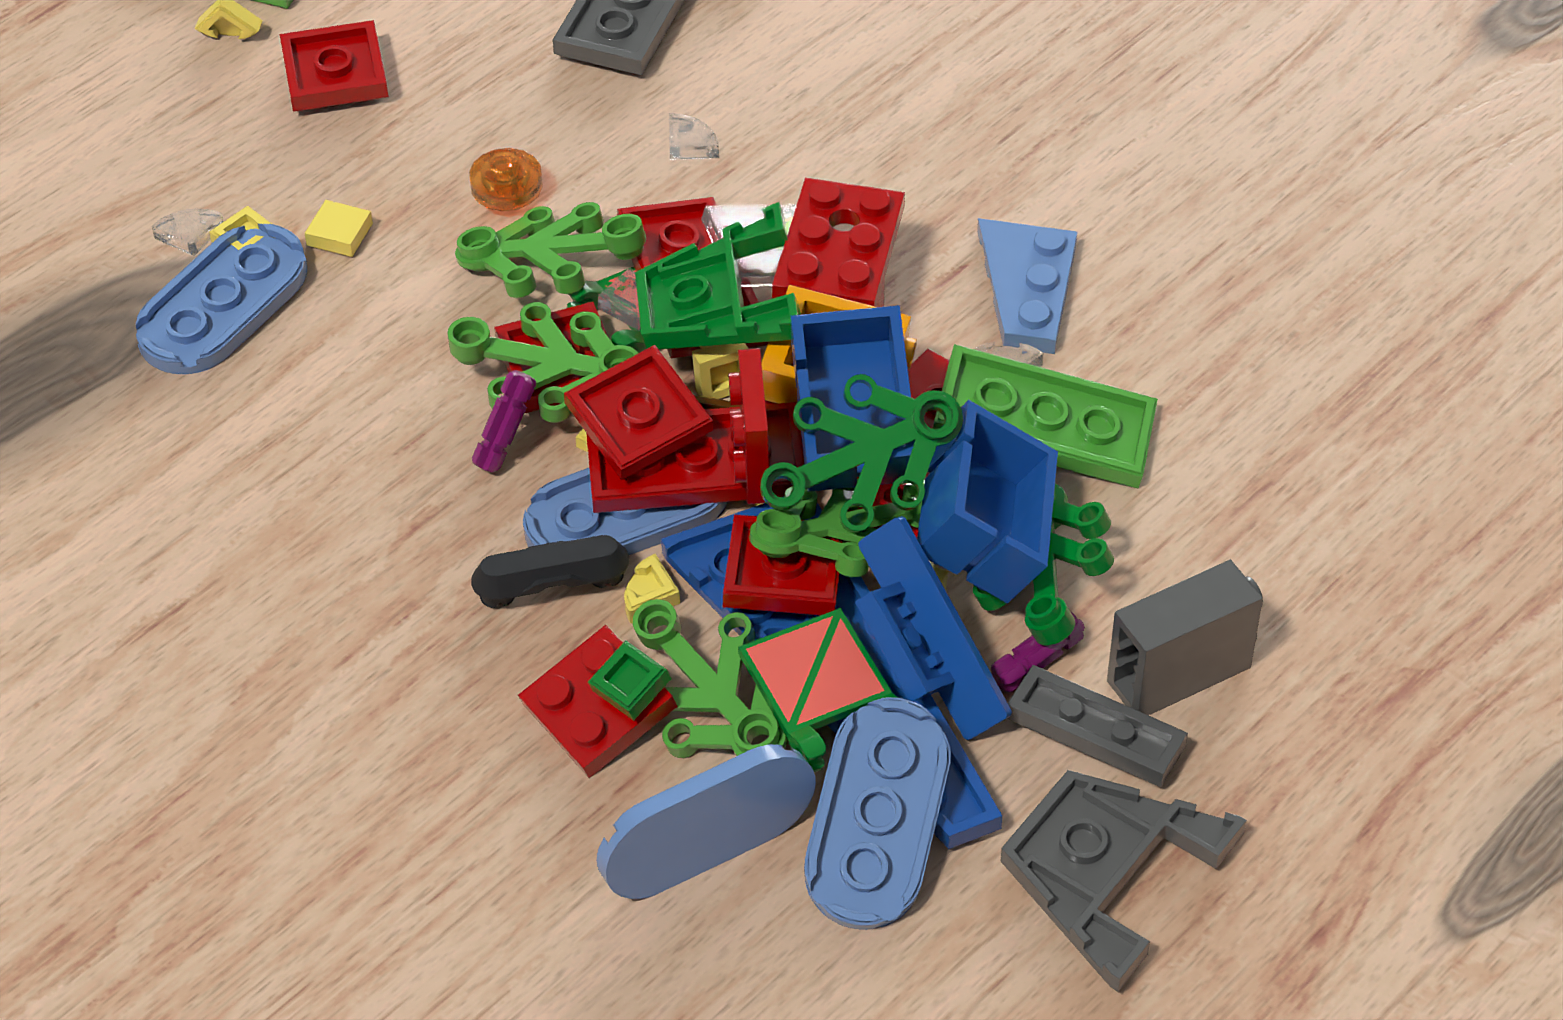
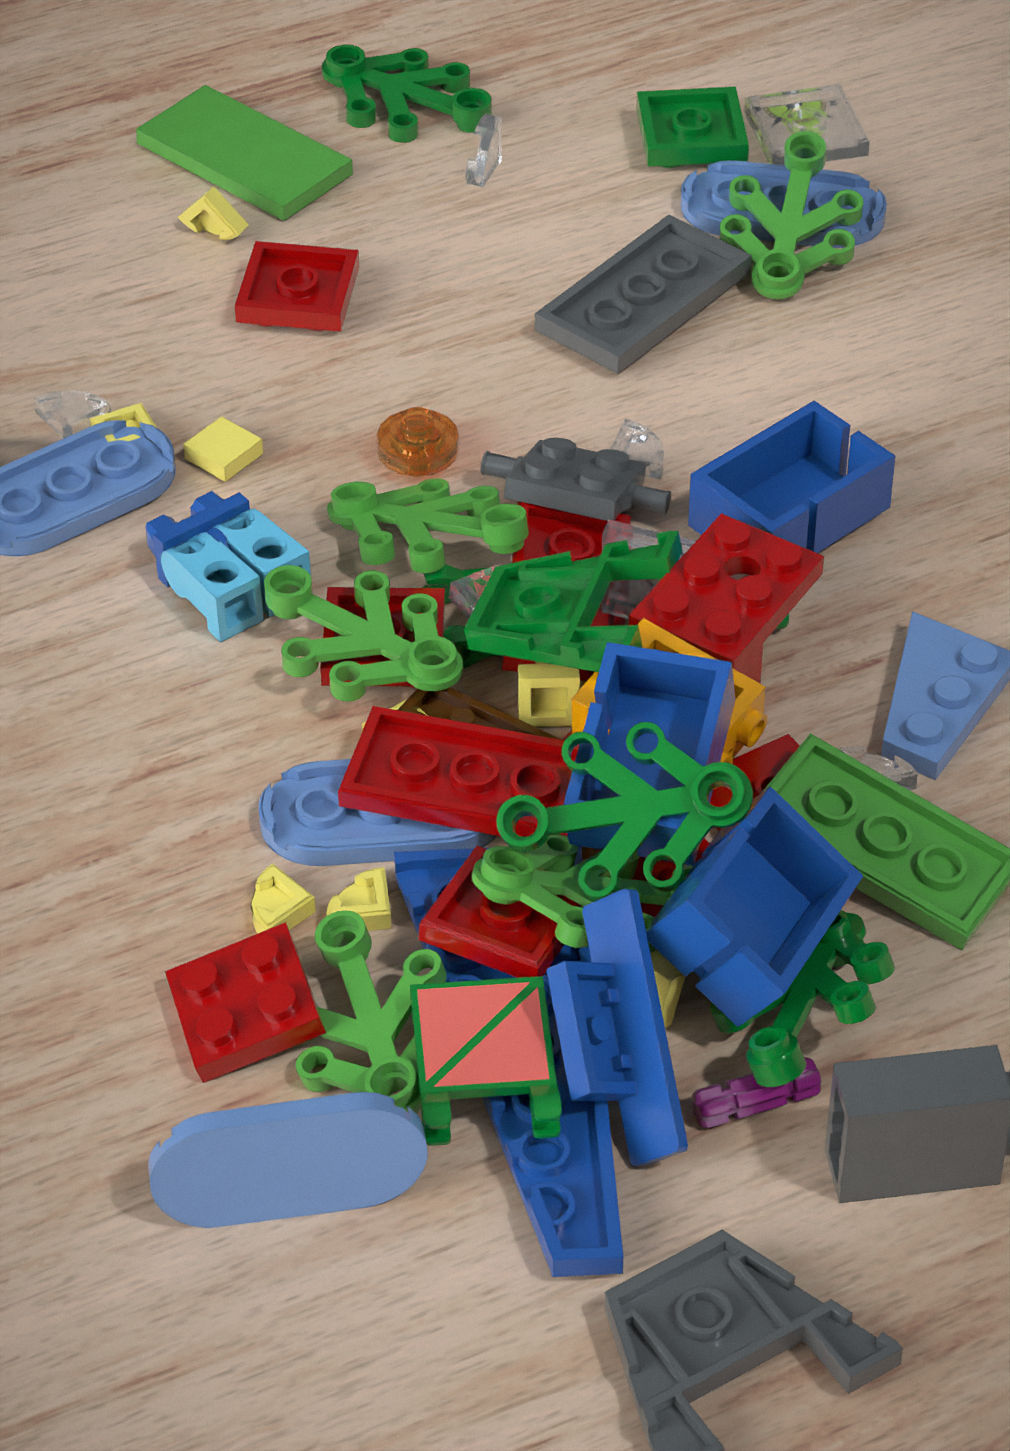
camera: 20 degrees right, 5 degrees down
(393, 326) = (222, 559): none -> medium azure hips
(503, 421) = (284, 683): magenta axle -> none
(549, 565) = (282, 849): black piece -> none
(580, 611) = (279, 900): none -> light yellow tile
(629, 680) = (276, 986): green tile -> none
(638, 412) = (425, 710): red plate -> none
(655, 177) = (576, 480): none -> dark grey plate
(749, 423) = (532, 746): red plate -> none
(836, 138) = (796, 480): none -> blue piece
(877, 814) = (480, 1210): medium blue tile -> none
(1097, 725) = (783, 1193): dark grey plate -> none

